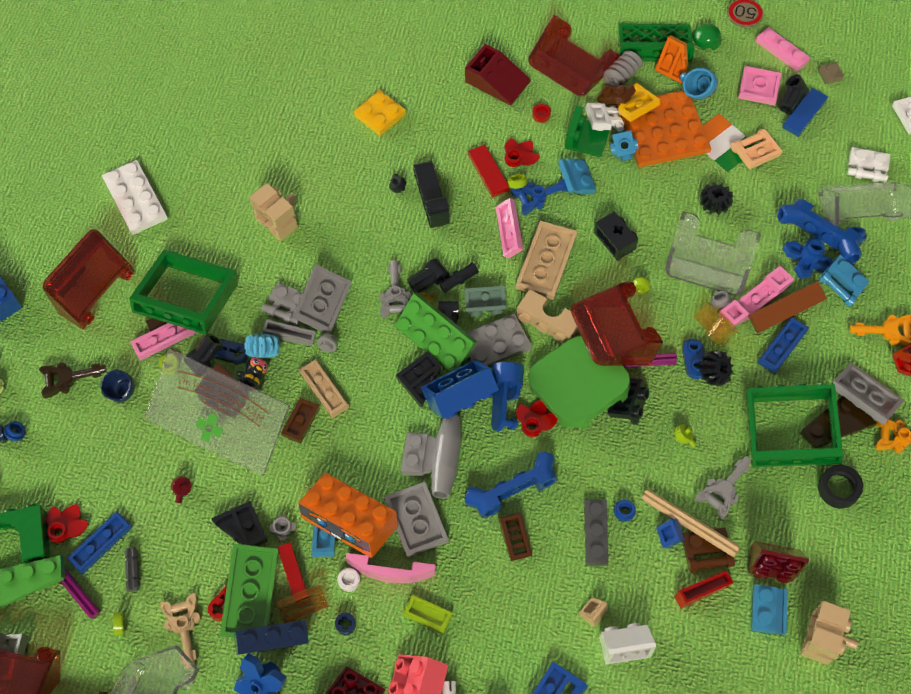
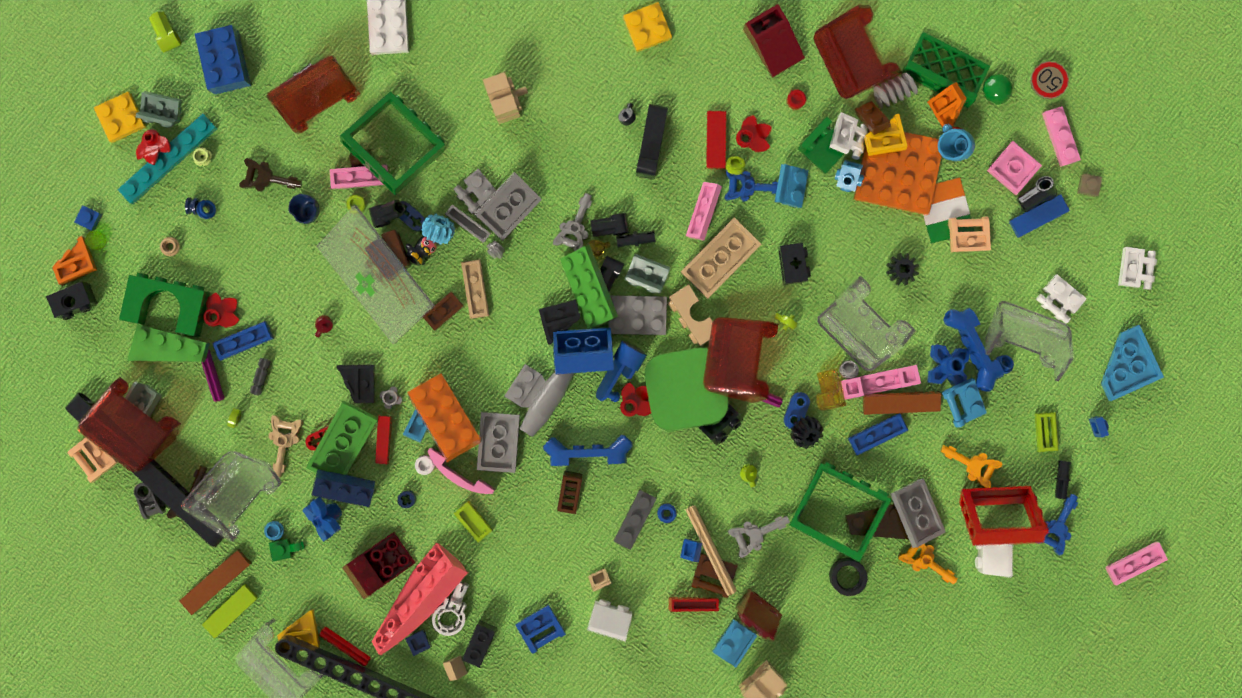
camera: 25 degrees right, 25 degrees up
(298, 596) = (379, 467): clear orange tile -> none

